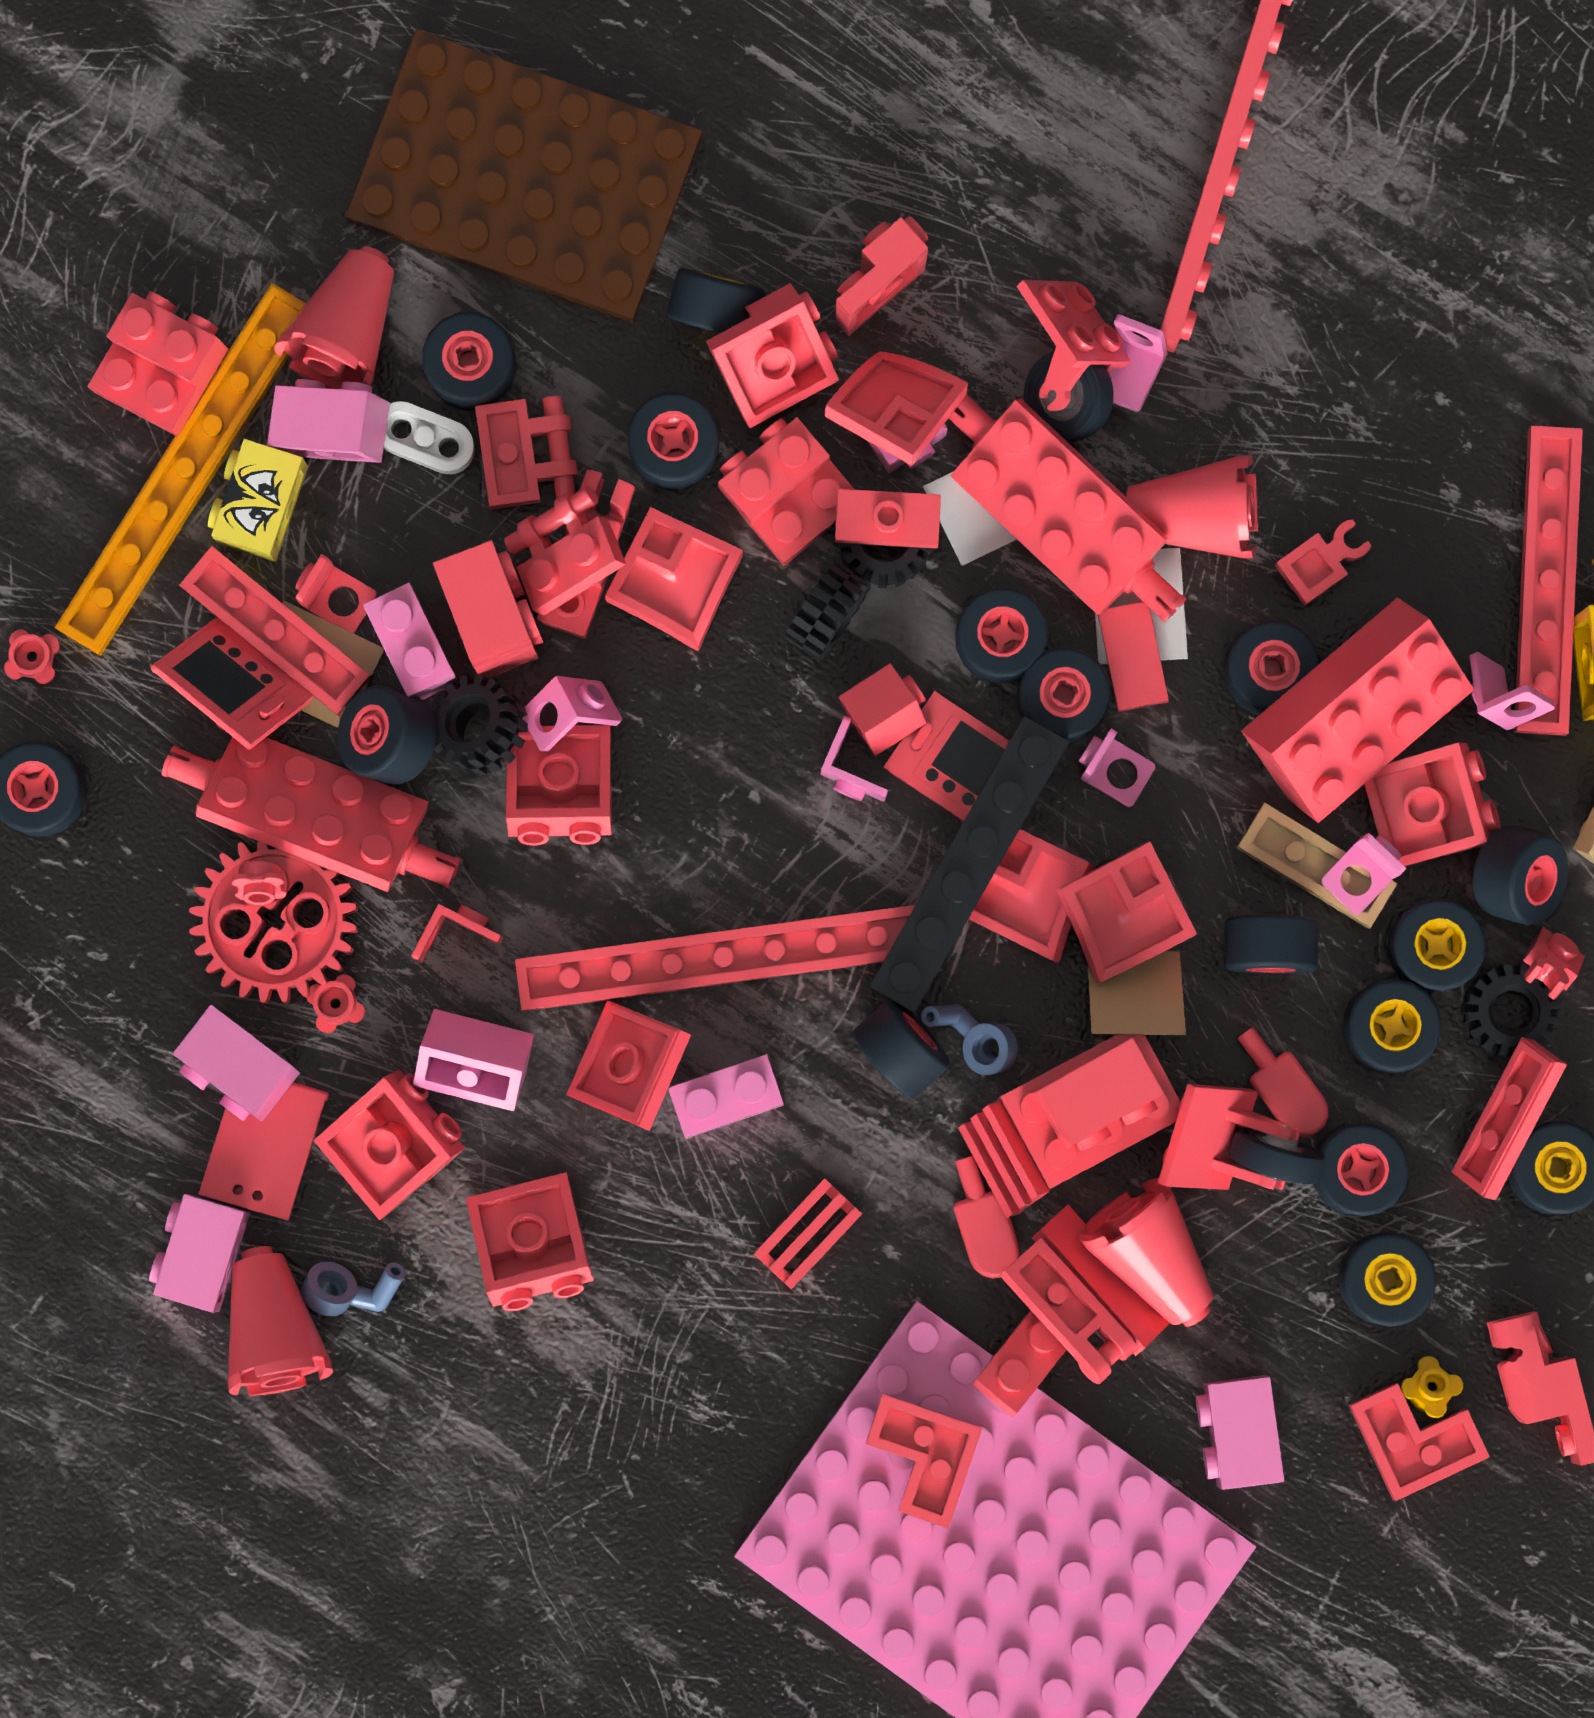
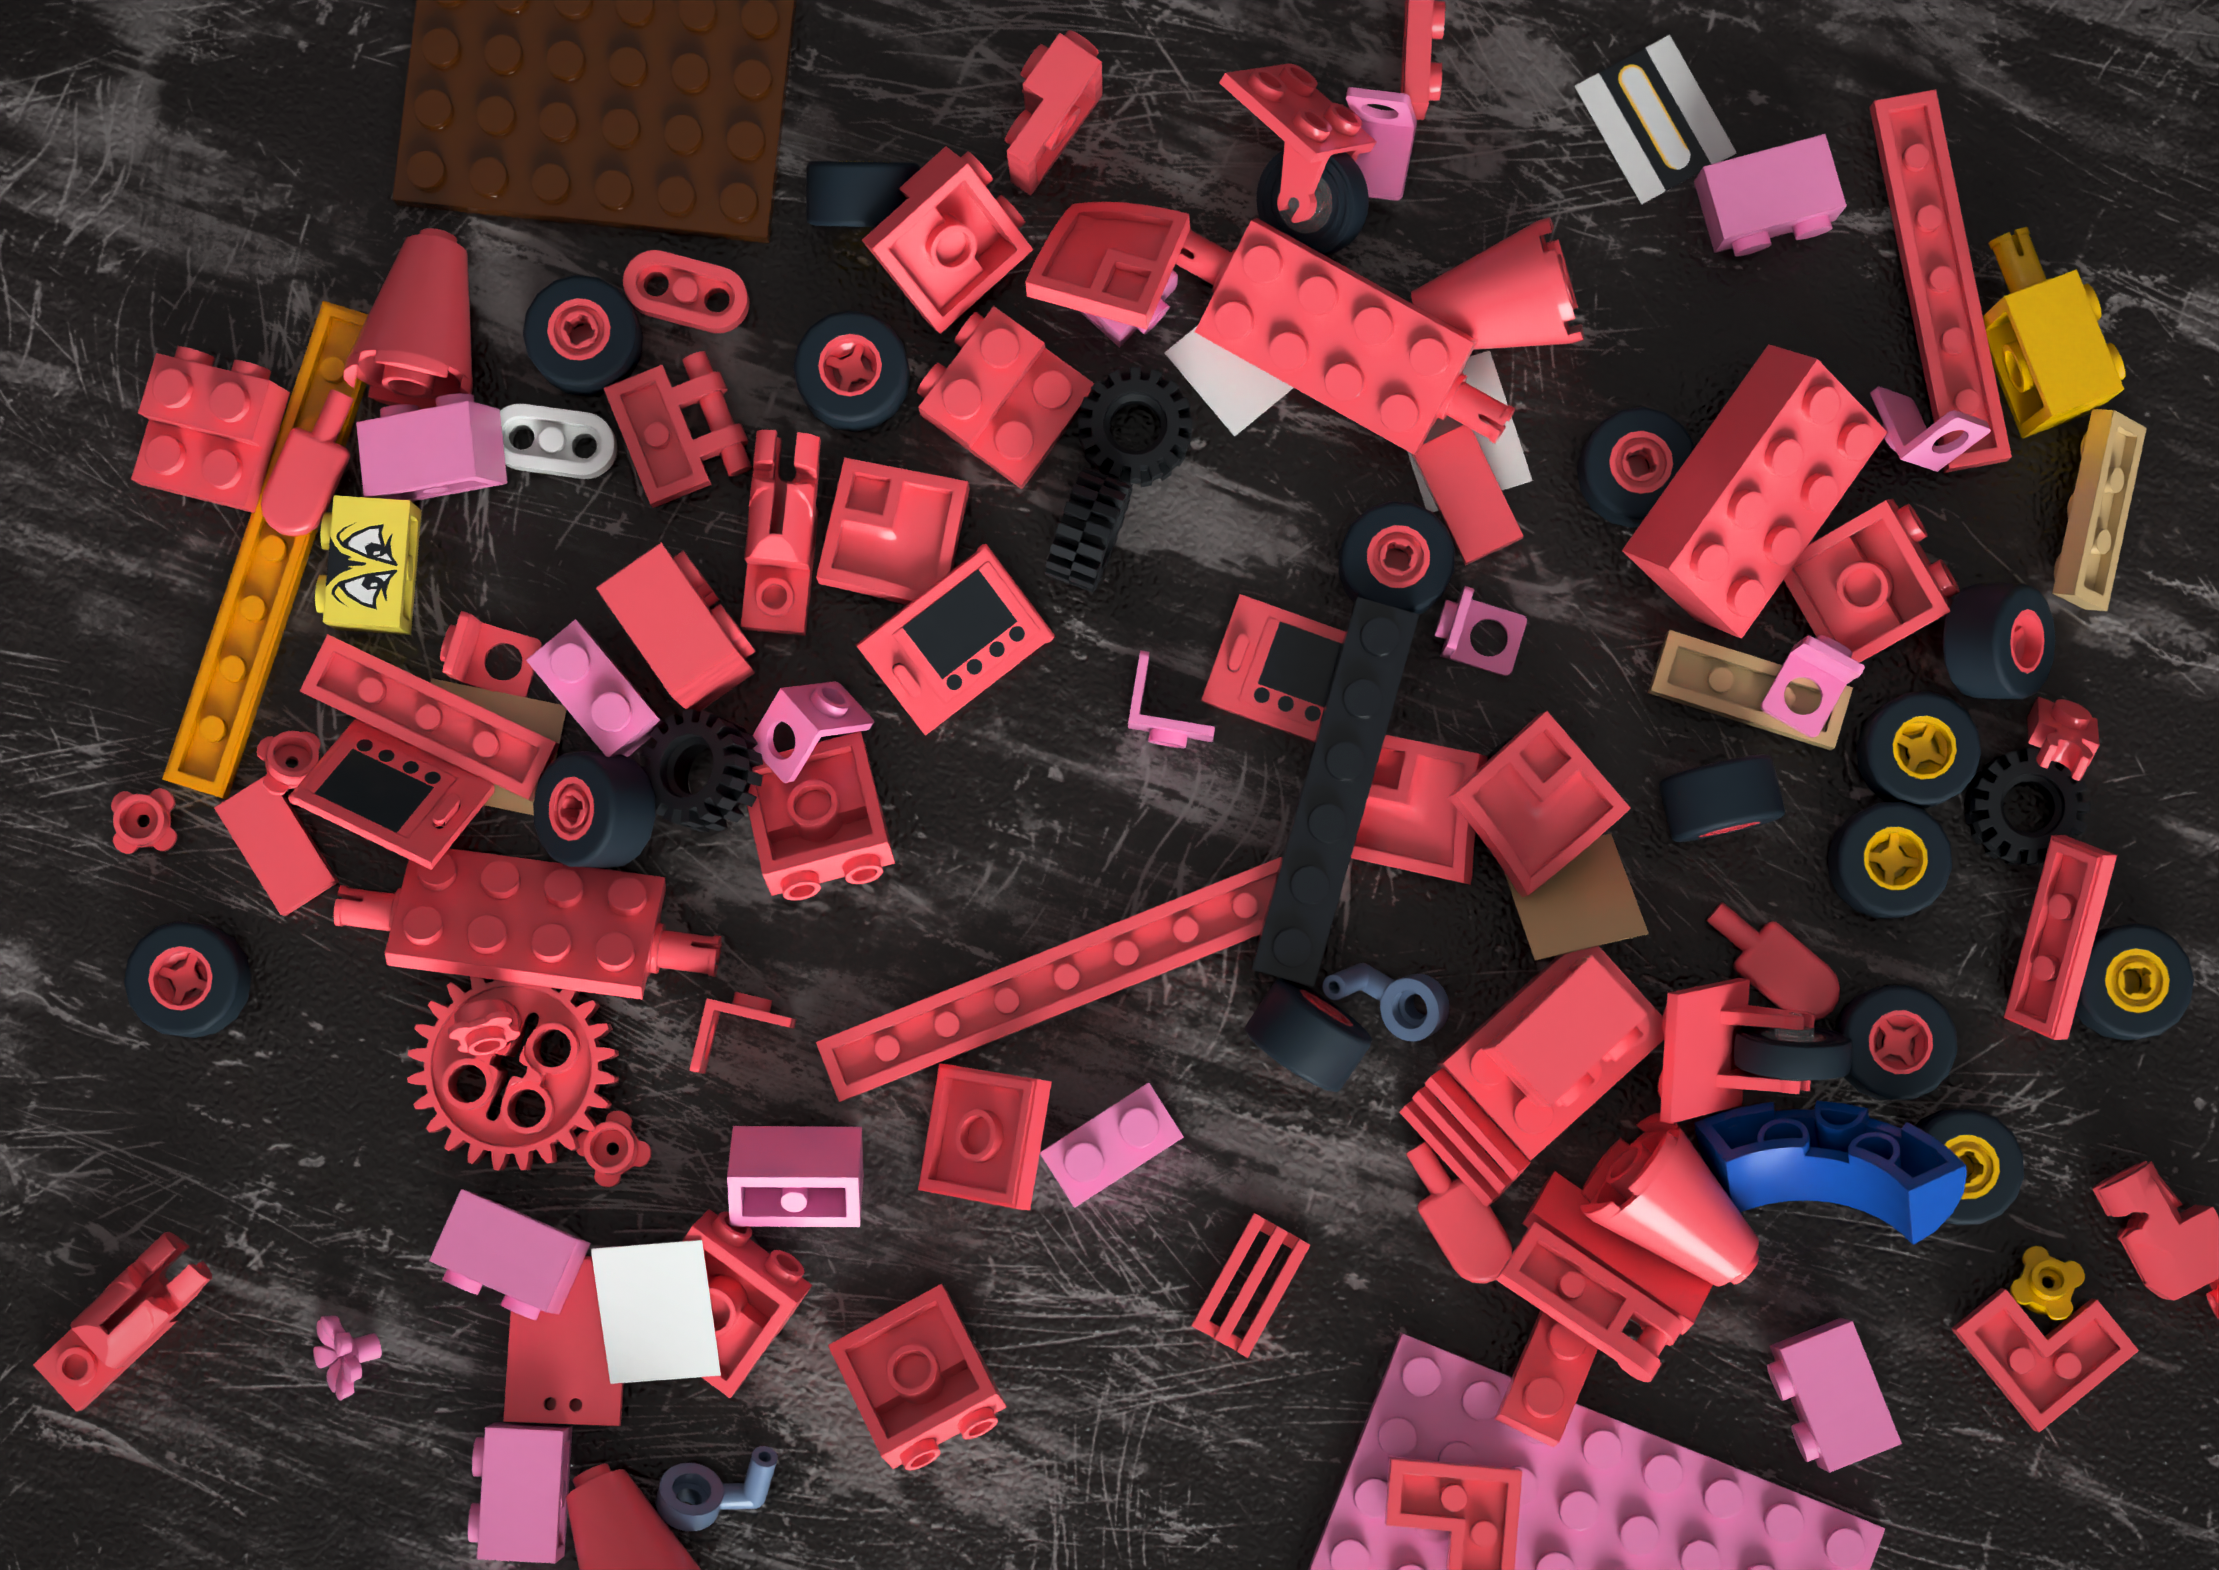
camera: 10 degrees left, 0 degrees up
(86, 1111) = (343, 1354): none -> bright pink plant
(131, 701) = (276, 846): none -> coral tile
(158, 625) = (287, 745): none -> coral plate
(227, 414) = (308, 471): none -> coral piece
(338, 1138) = (656, 1311): none -> white sticker
(560, 345) = (688, 291): none -> coral plate
(572, 563) = (766, 547): coral plate -> none
(702, 671) = (955, 639): none -> coral container
(884, 708) = (1185, 629): coral brick -> none
(888, 518) = (1133, 400): coral plate -> none
(1005, 617) = (1308, 485): black wheel -> none
(1287, 1247) = (1834, 1158): none -> blue brick
(1317, 565) = (1660, 329): coral plate -> none
(1357, 397) = (1655, 119): none -> sticker
(1431, 480) = (1770, 195): none -> bright pink brick

